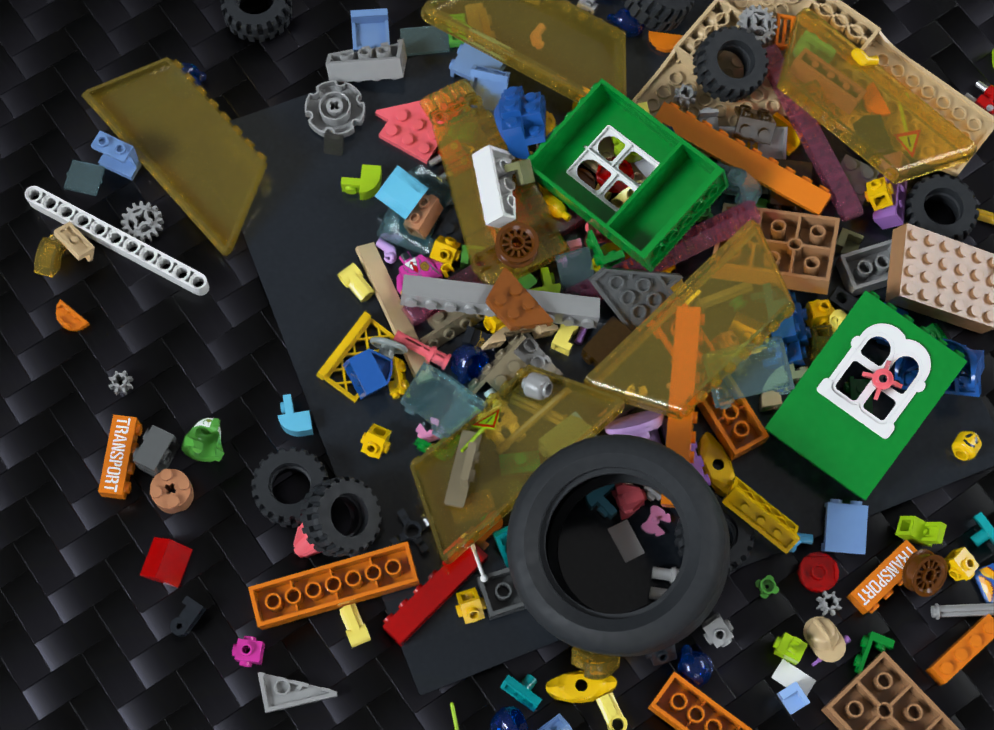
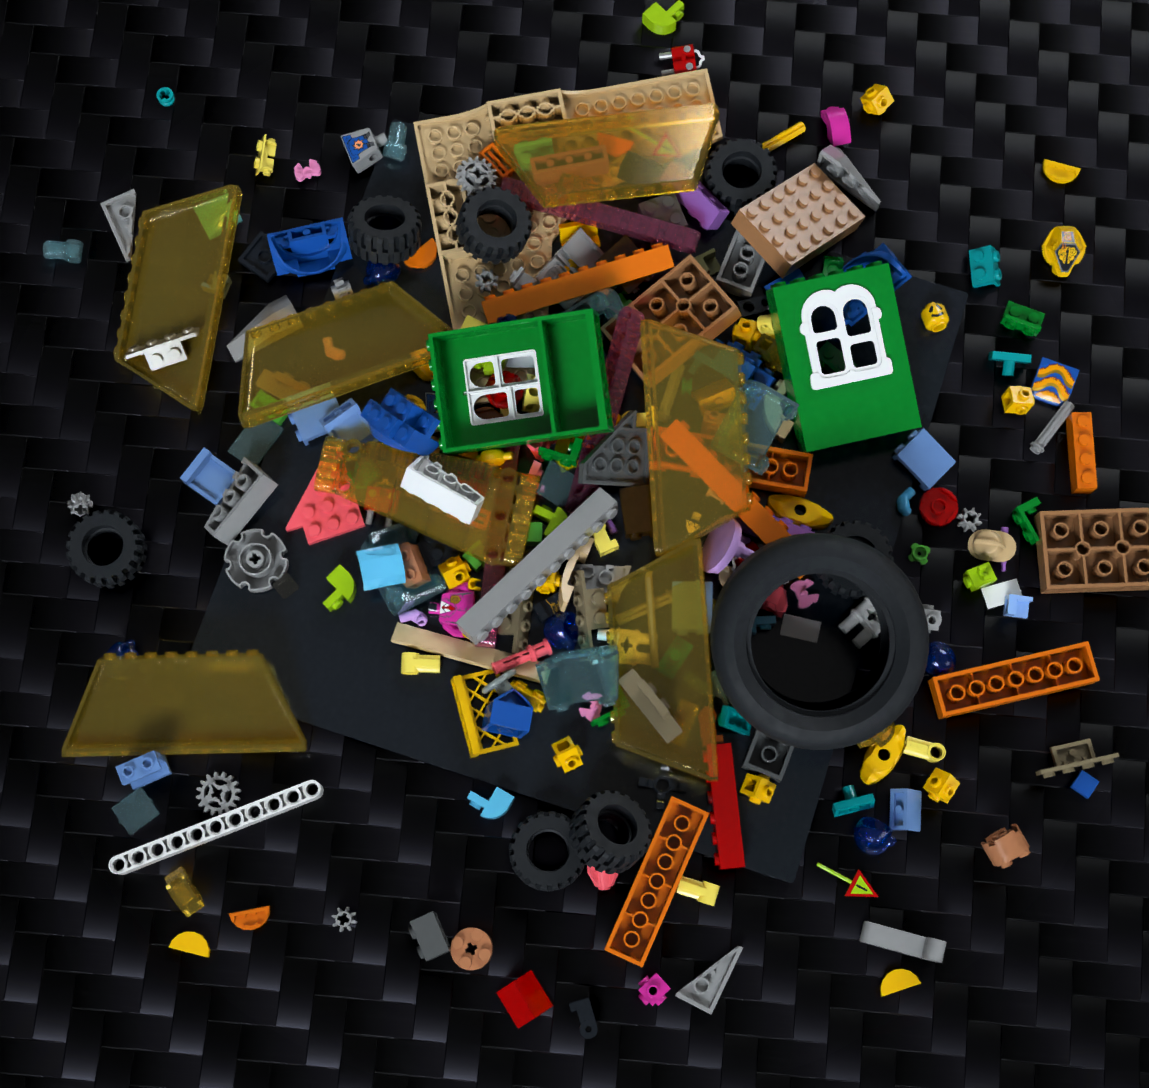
camera: 45 degrees left, 5 degrees up
(18, 291) = (192, 943): none -> yellow tile
(75, 241) = (190, 863): tan panel -> none
(119, 457) = (407, 969): orange brick -> none
(204, 441) = (452, 890): bright green piece -> none
(483, 577) = (748, 760): white hinge -> none
(486, 423) = (628, 655): lime piece -> none
(515, 304) = (554, 556): dark orange wing -> none
(523, 171) = (449, 459): olive panel -> none
(530, 246) = (497, 498): reddish brown wheel -> none
(537, 386) = (629, 594): light grey head -> none
(754, 124) = (557, 250): dark brown bracket -> none
(761, 515) = (869, 511): yellow fence -> none
(863, 59) = (577, 124): yellow arm -> none
(879, 193) = (693, 207): yellow brick -> none
(879, 385) = (845, 336): coral brick -> none
(881, 580) = (983, 462): orange brick -> none
(919, 531) = (971, 406): lime brick -> none
(924, 572) = (1004, 431): reddish brown wheel -> none

